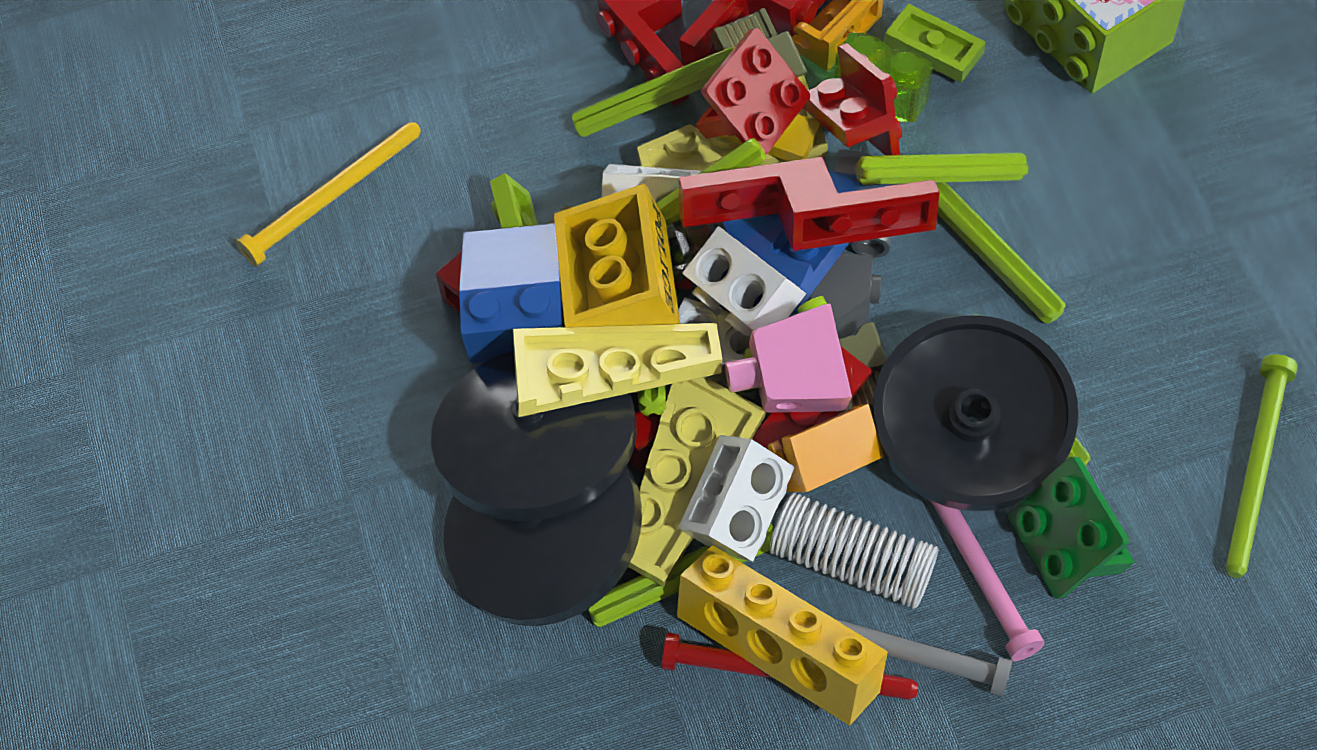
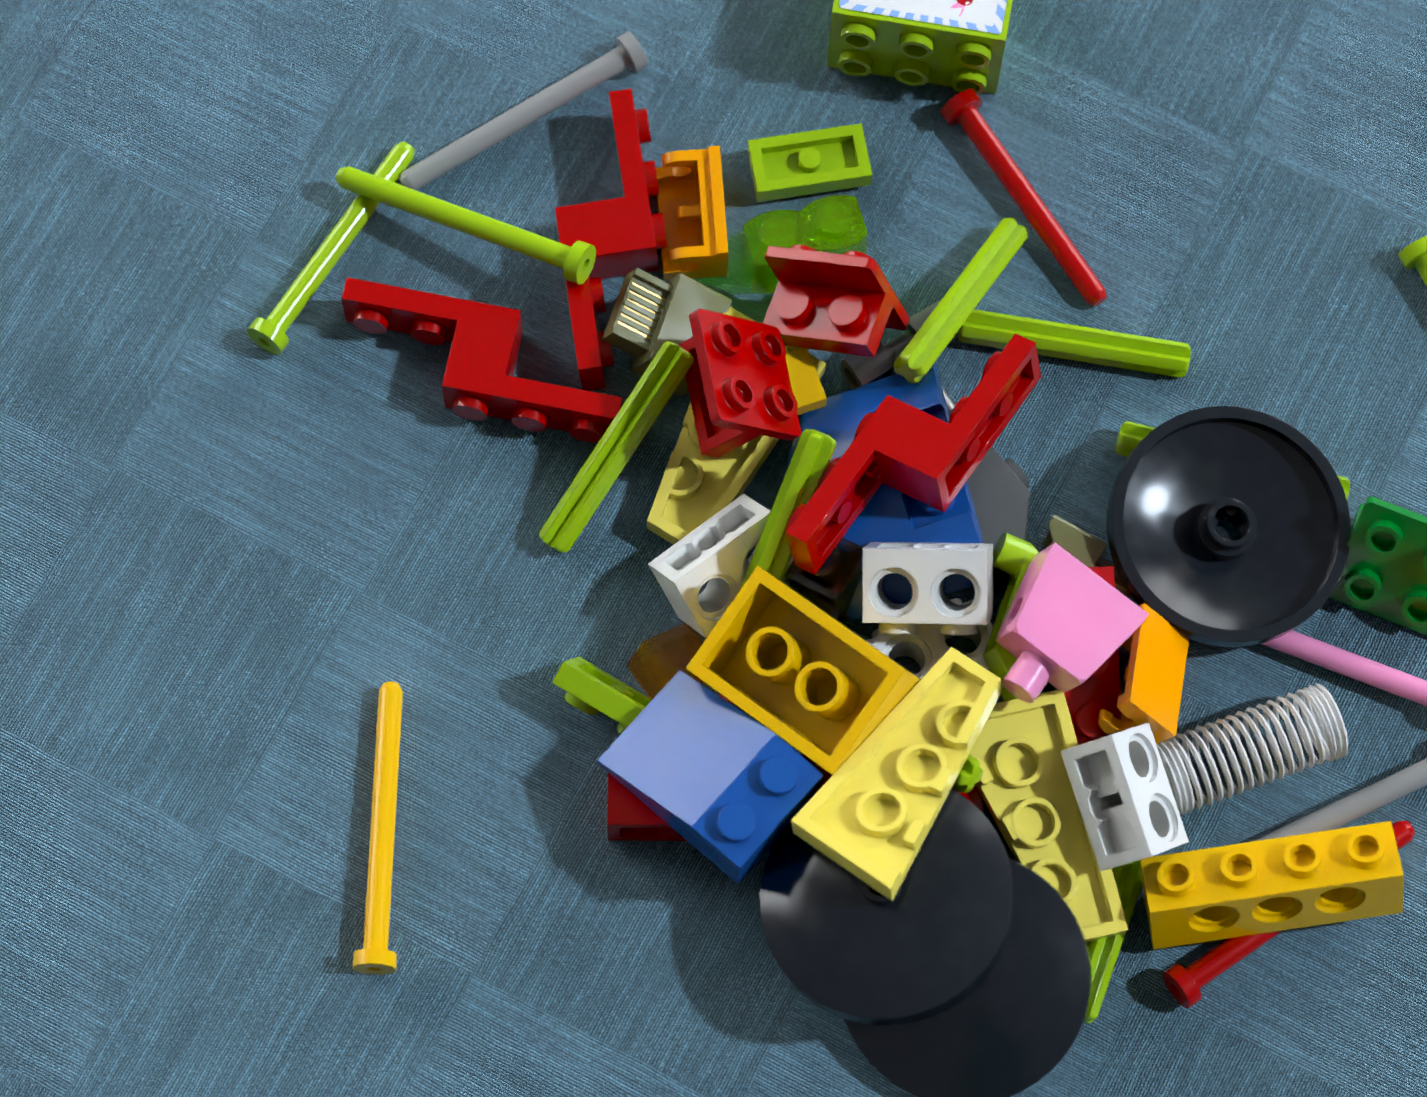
camera: 50 degrees left, 10 degrees up
(1058, 82) = (963, 110): none -> red bar

